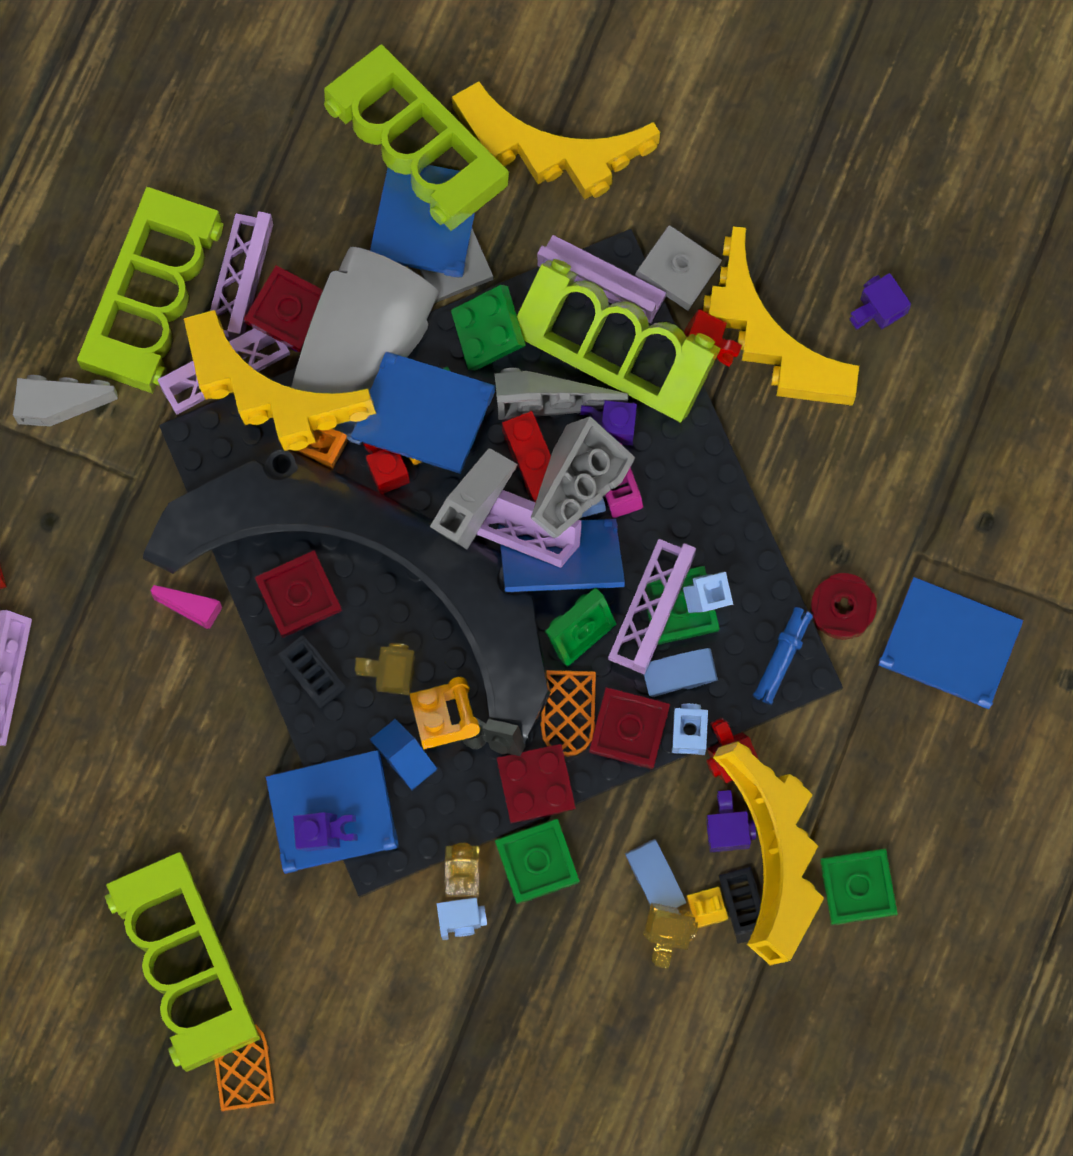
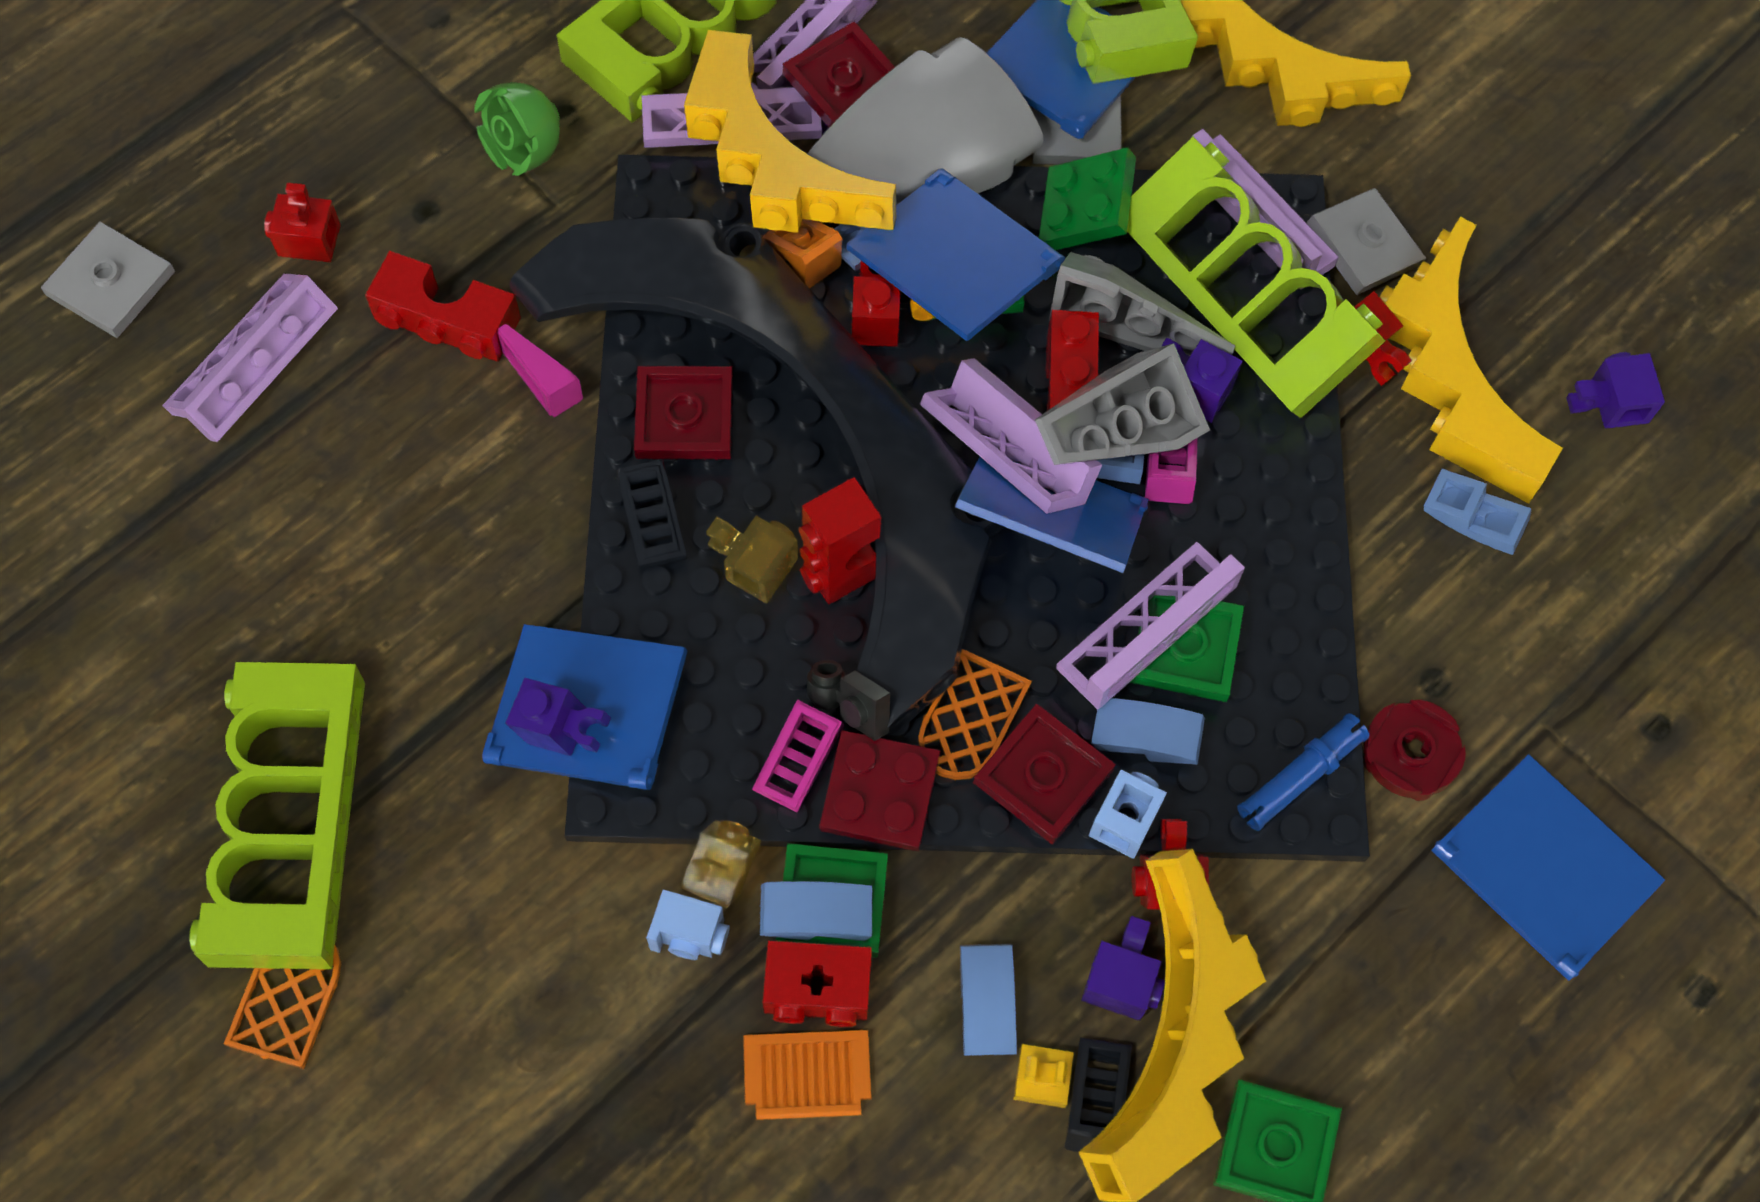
camera: 20 degrees right, 10 degrees down
(52, 402) = (489, 60): light grey slope -> none
(85, 437) = (517, 126): none -> bright green cylinder
(129, 591) = (404, 299): none -> red arch
(403, 754) = (719, 674): blue slope -> none
(433, 715) = (783, 635): light orange plate -> none
(443, 644) = (837, 541): none -> red arch
(473, 498) = (965, 378): light grey slope -> none
(479, 756) = (816, 718): none -> dark pink slope
(532, 874) = (816, 909): none -> medium blue slope
(534, 911) = (792, 969): none -> red brick
(570, 969) = (807, 1074): none -> orange window
(581, 626) = (1038, 606): green plate -> none
(669, 929) = (974, 1079): clear yellow brick -> none
(708, 593) = (1236, 633): light blue brick -> none
(821, 428) = (1474, 513): none -> medium blue slope

